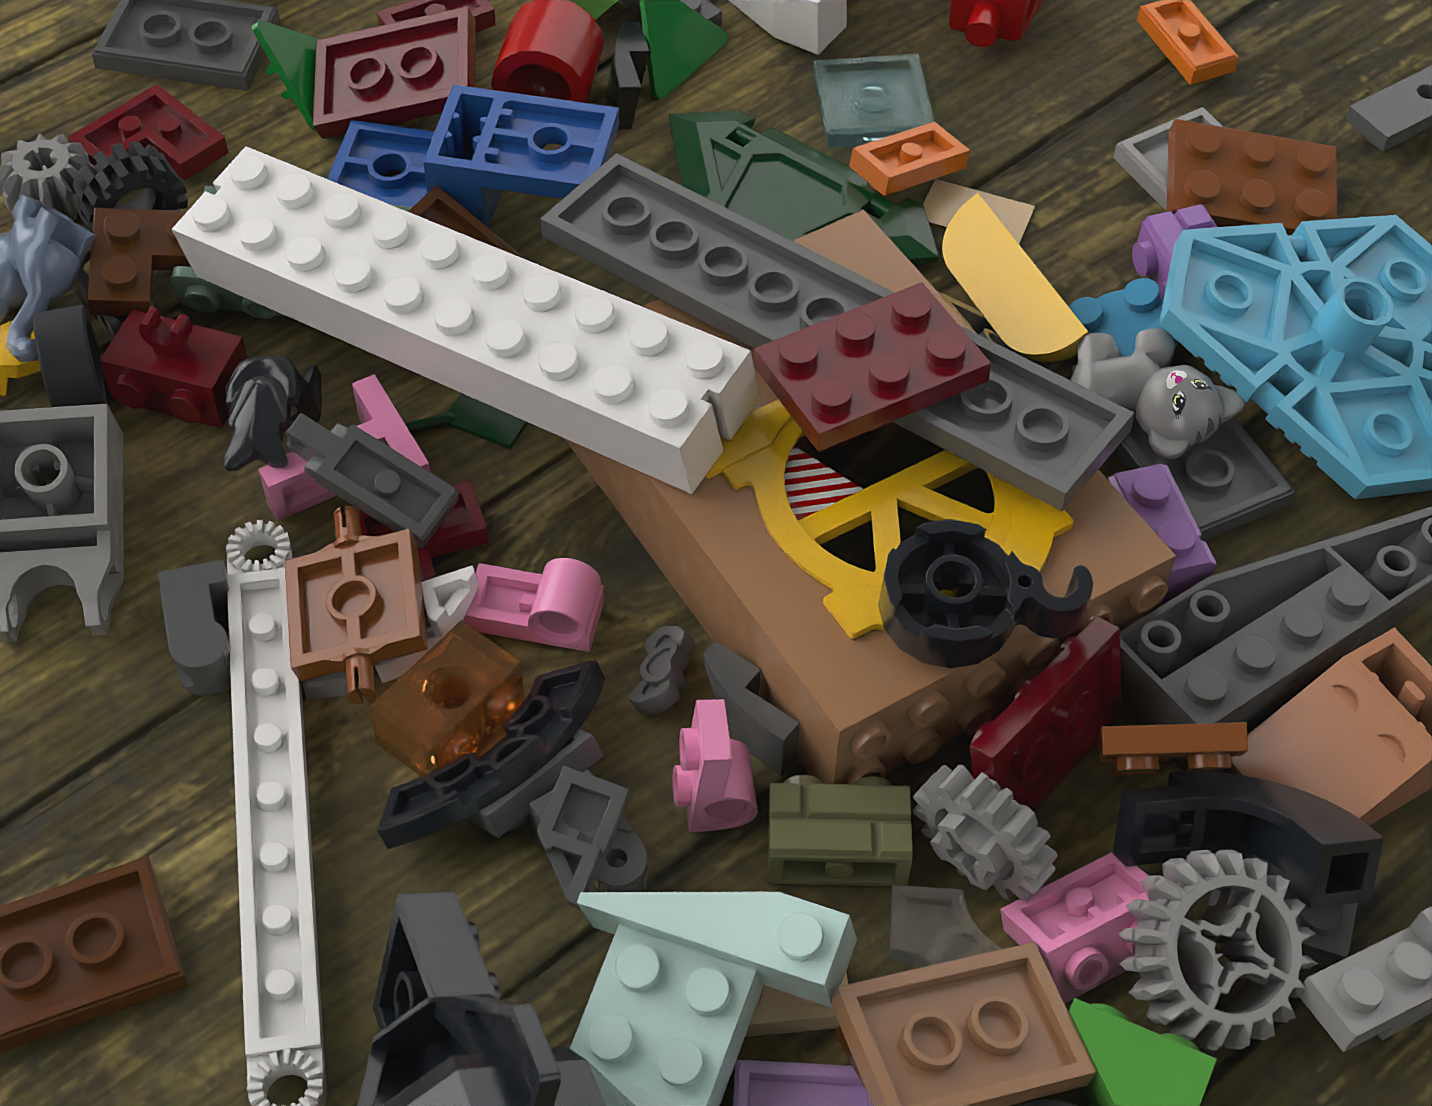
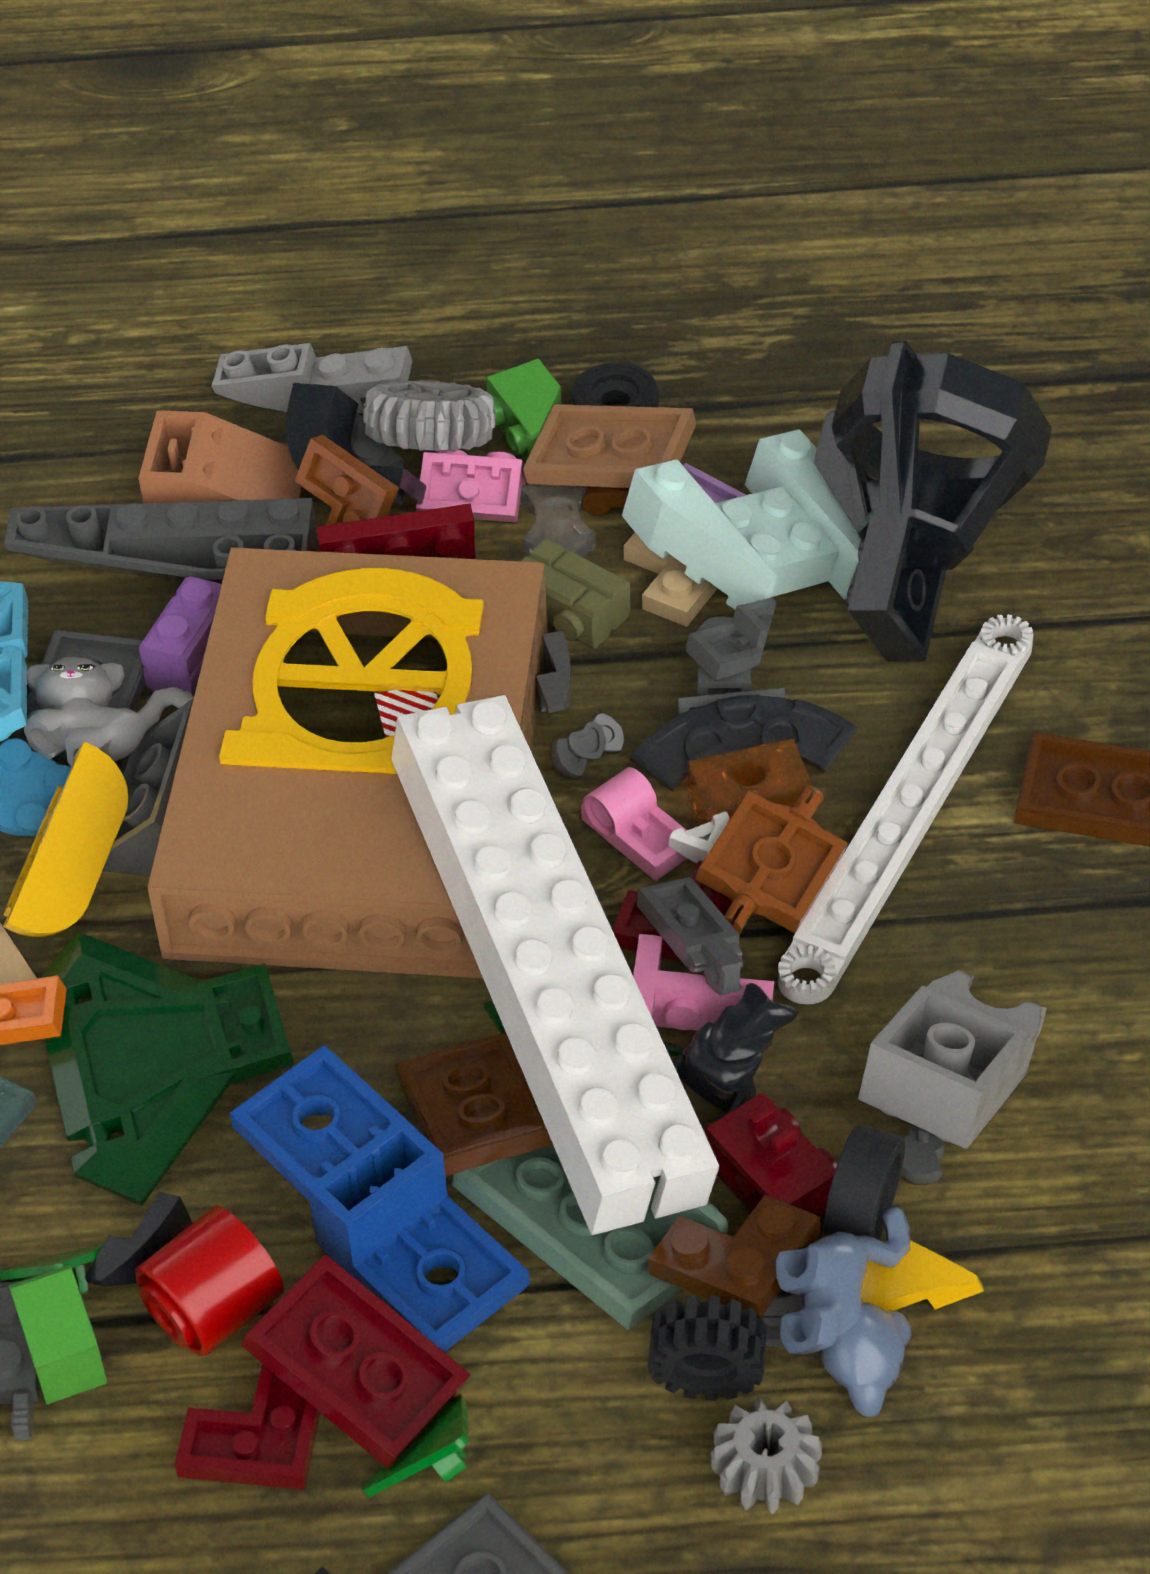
camera: 140 degrees left, 5 degrees down
(160, 121) = (631, 1478): dark red plate -> none
(196, 640) = (888, 951): dark grey leg -> none
(713, 773) = (621, 651): bright pink plate -> none
(762, 287) = (295, 796): dark grey plate -> none
(871, 366) = (309, 700): dark red plate -> none
(984, 832) = (497, 516): light grey gear -> none
(988, 590) = (404, 556): black piece -> none

